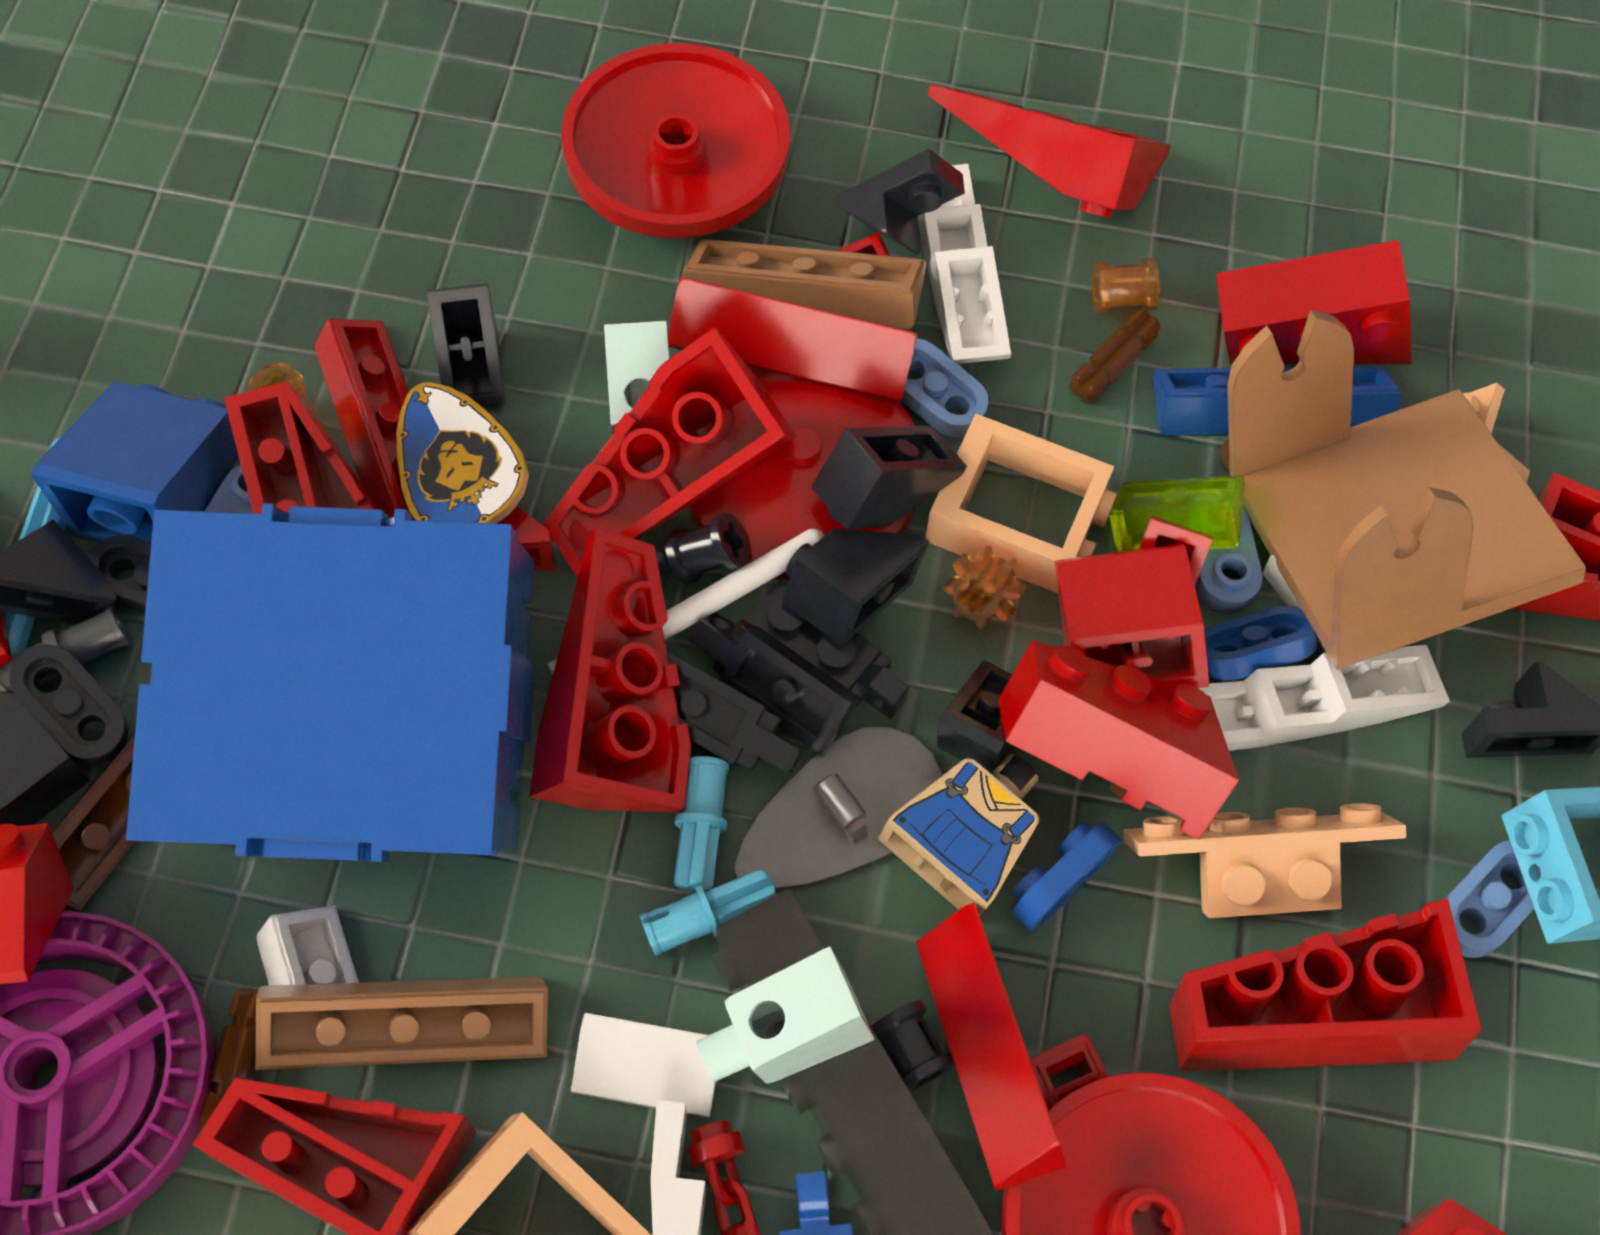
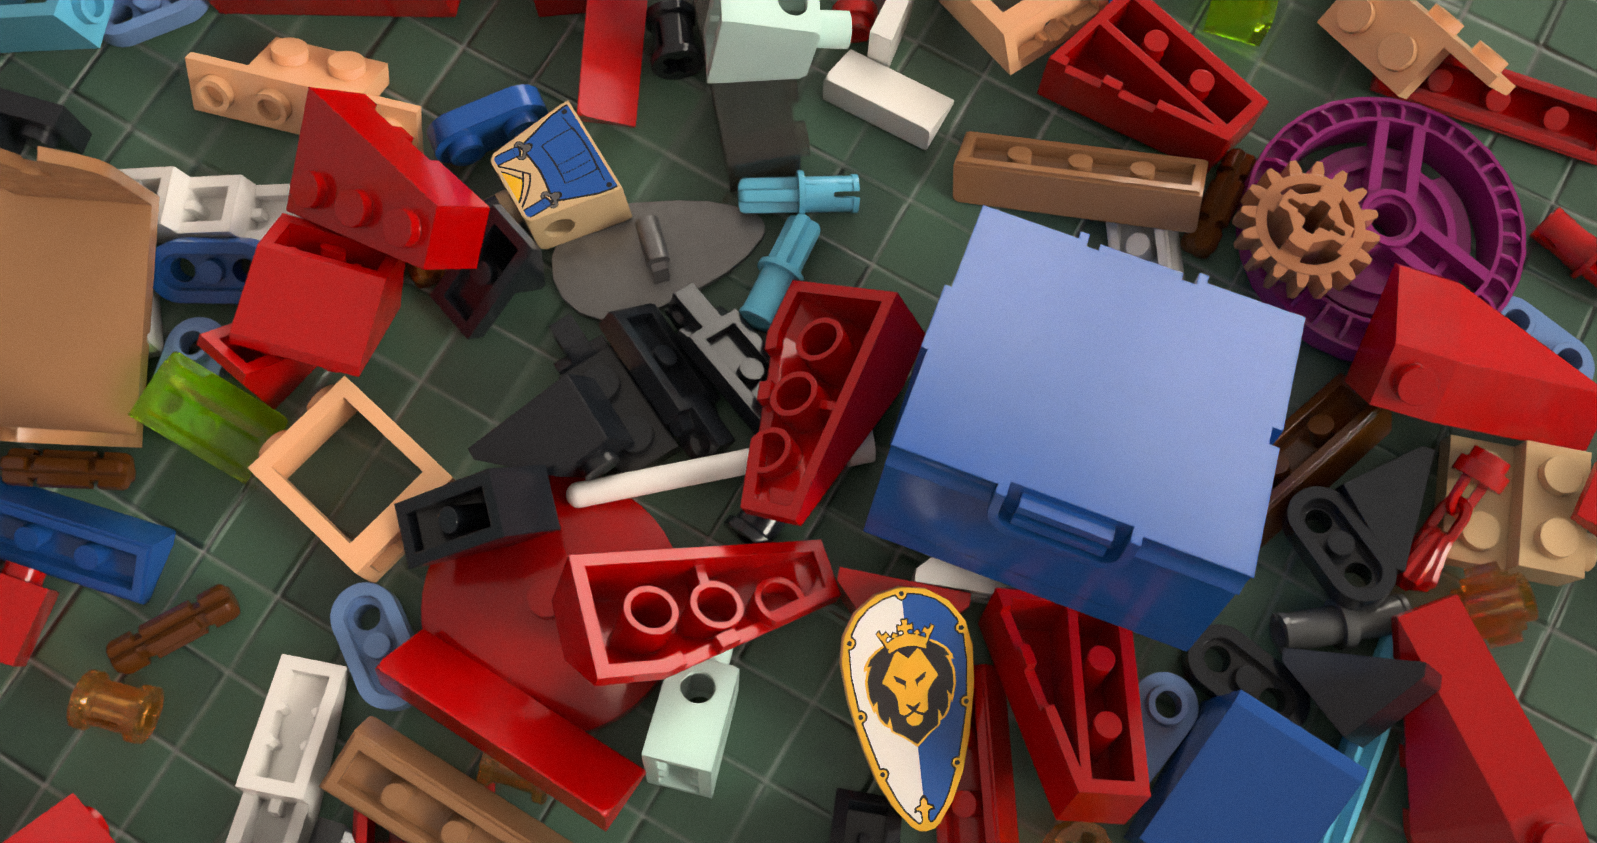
camera: 160 degrees left, 10 degrees up
(128, 966) = (1330, 213): none -> nougat gear
(707, 548) = (683, 520): black bush -> none
(972, 597) = (434, 399): clear orange gear -> none

